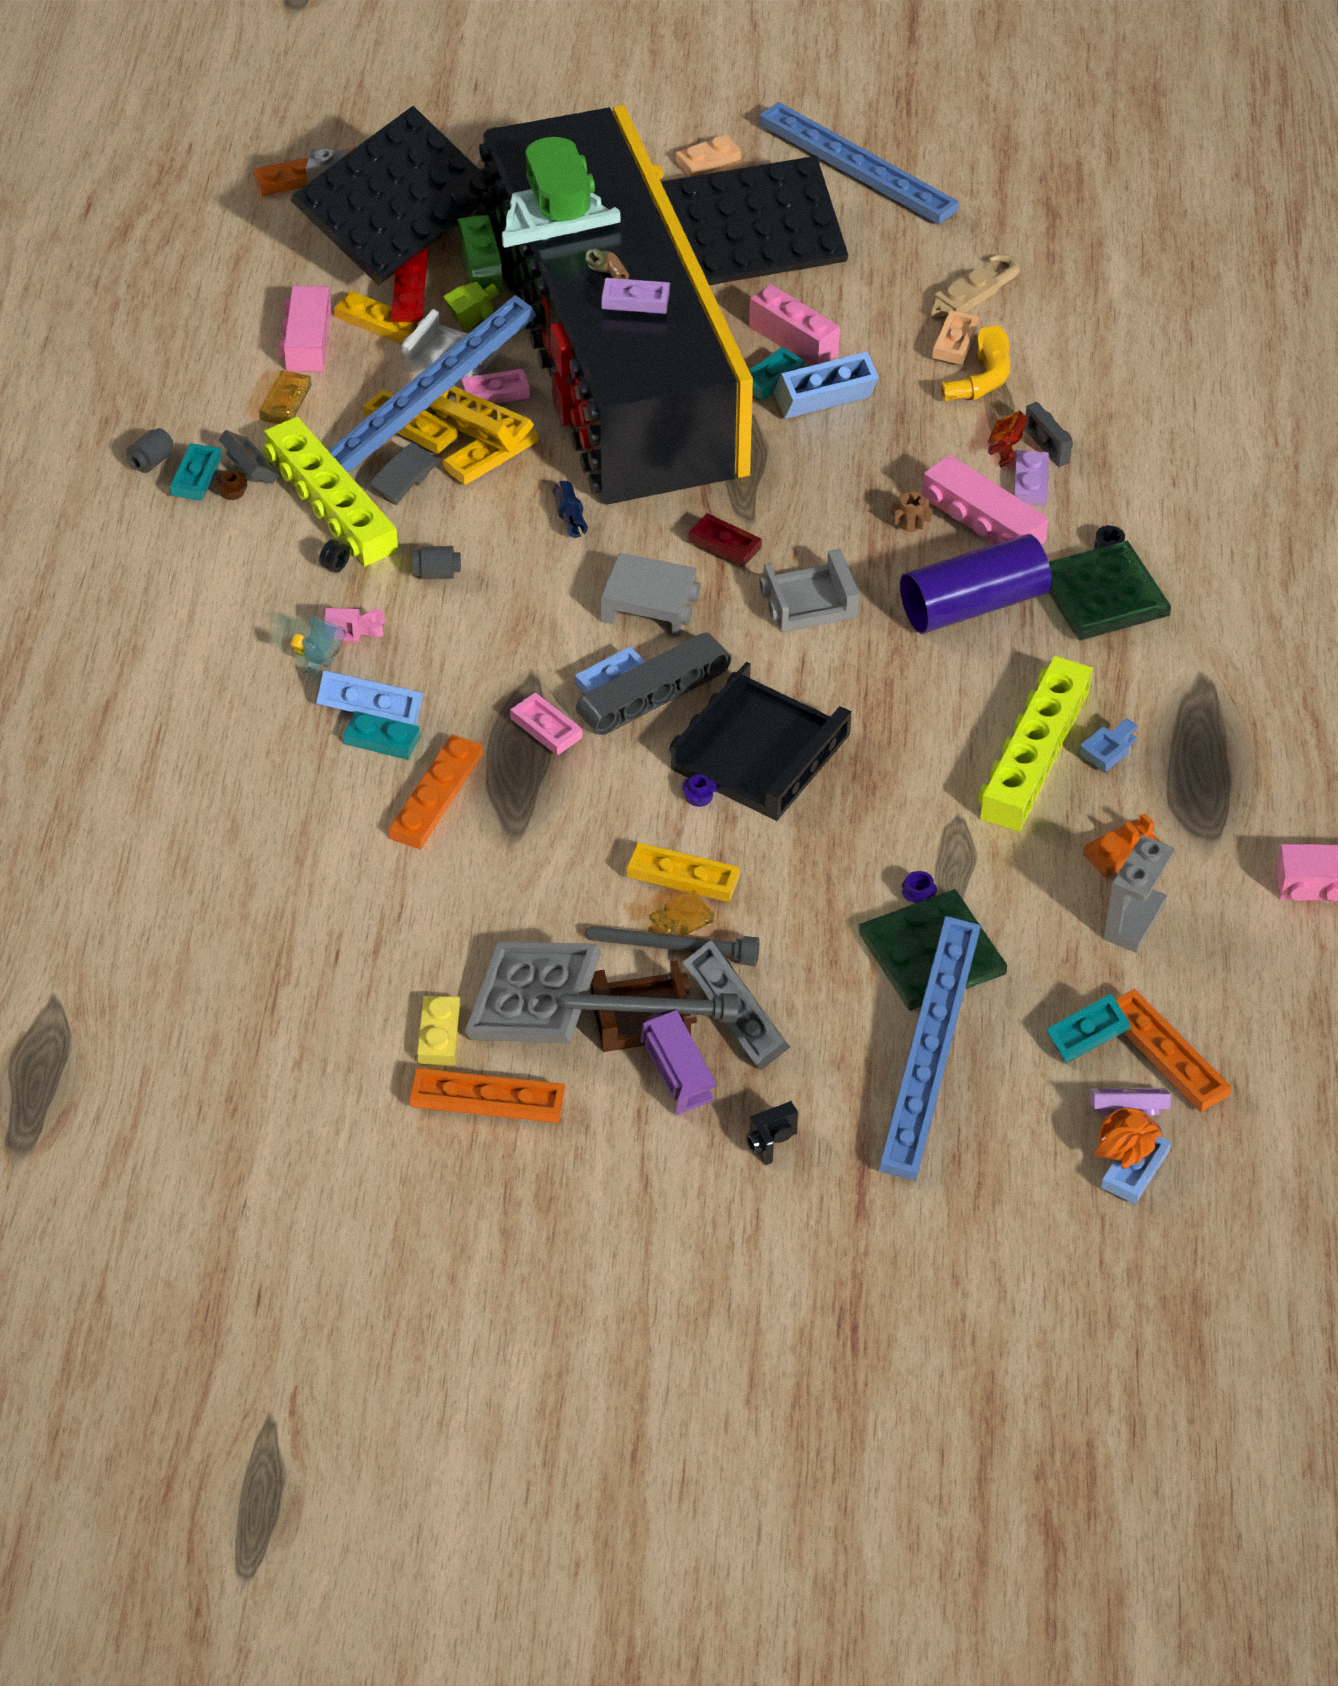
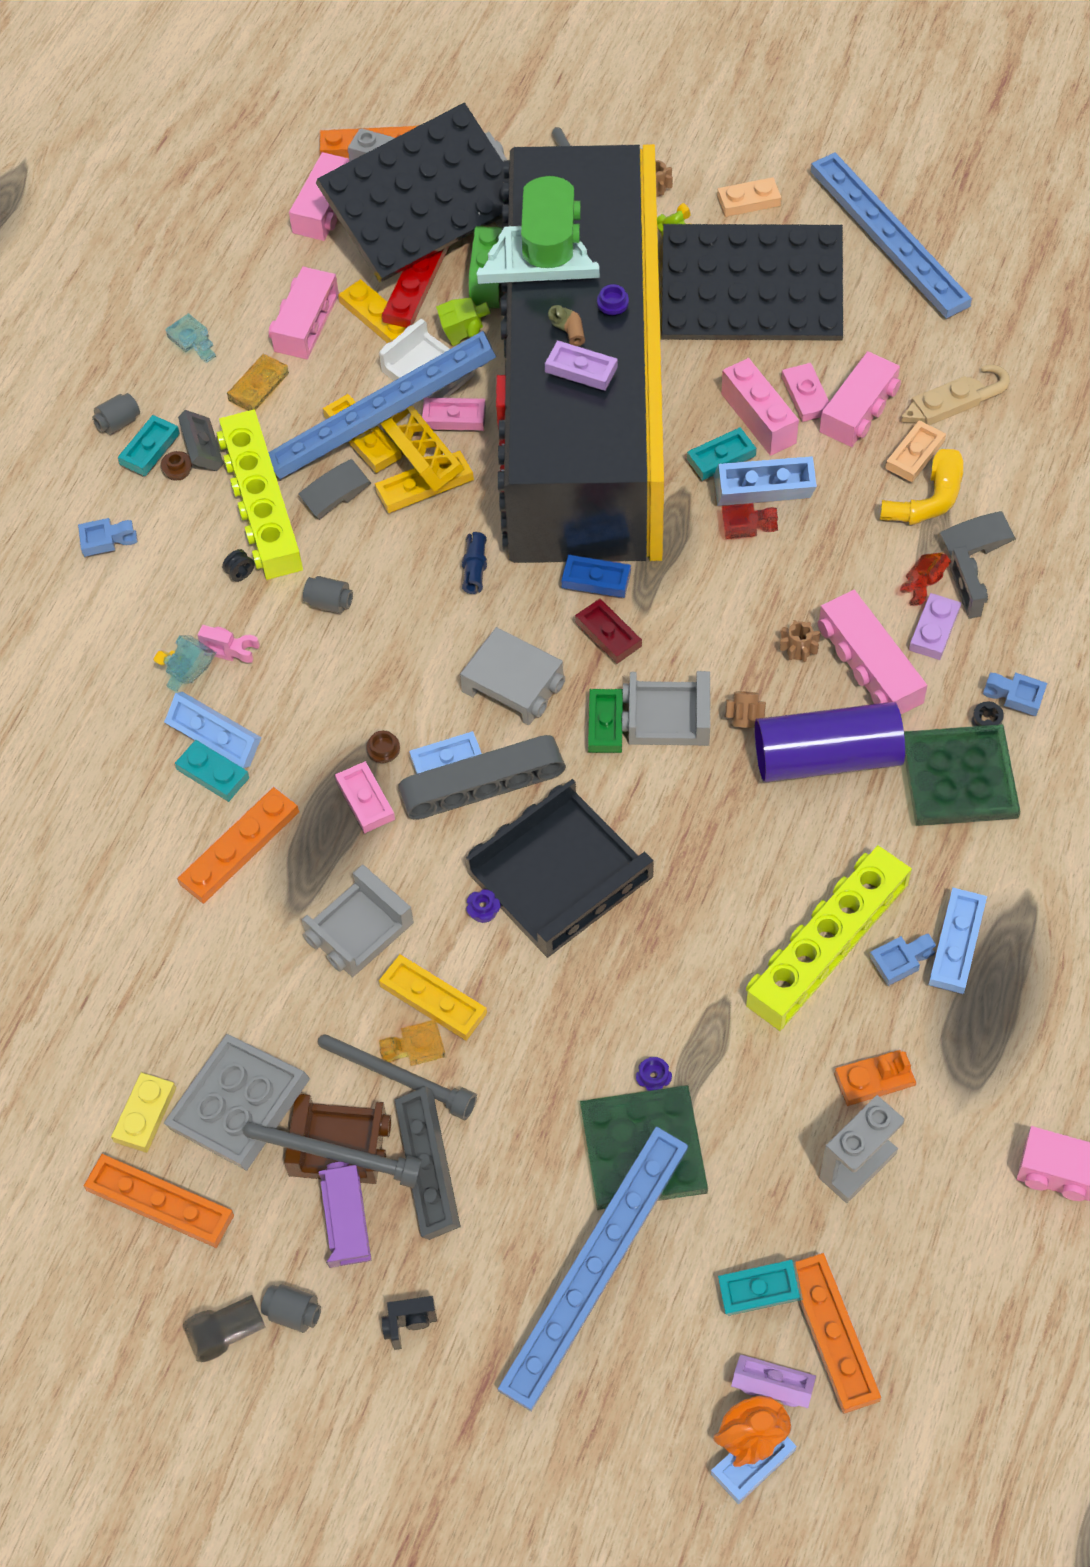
camera: 20 degrees right, 10 degrees up
(183, 559) = (101, 535): none -> medium blue plate
(196, 367) = (190, 334): none -> clear light blue plate
(281, 228) = (311, 212): none -> bright pink brick
(545, 679) = (383, 747): none -> reddish brown plate
(586, 826) = (358, 923): none -> light grey panel
(590, 1187) = (213, 1332): none -> clear smoke piece
(642, 237) = (612, 299): none -> dark purple plate
(655, 1150) = (291, 1307): none -> dark grey brick
(694, 497) = (596, 576): none -> blue plate
(753, 613) = (605, 721): none -> green plate
(818, 425) = (743, 521): none -> clear red plate
(832, 306) = (805, 391): none -> bright pink plate
(883, 576) = (745, 709): none -> medium nougat gear
(887, 304) = (860, 399): none -> bright pink brick
(1048, 390) = (979, 533): none -> dark grey slope
(1131, 513) = (1020, 693): none -> medium blue plate
(1154, 721) = (957, 940): none -> light blue plate

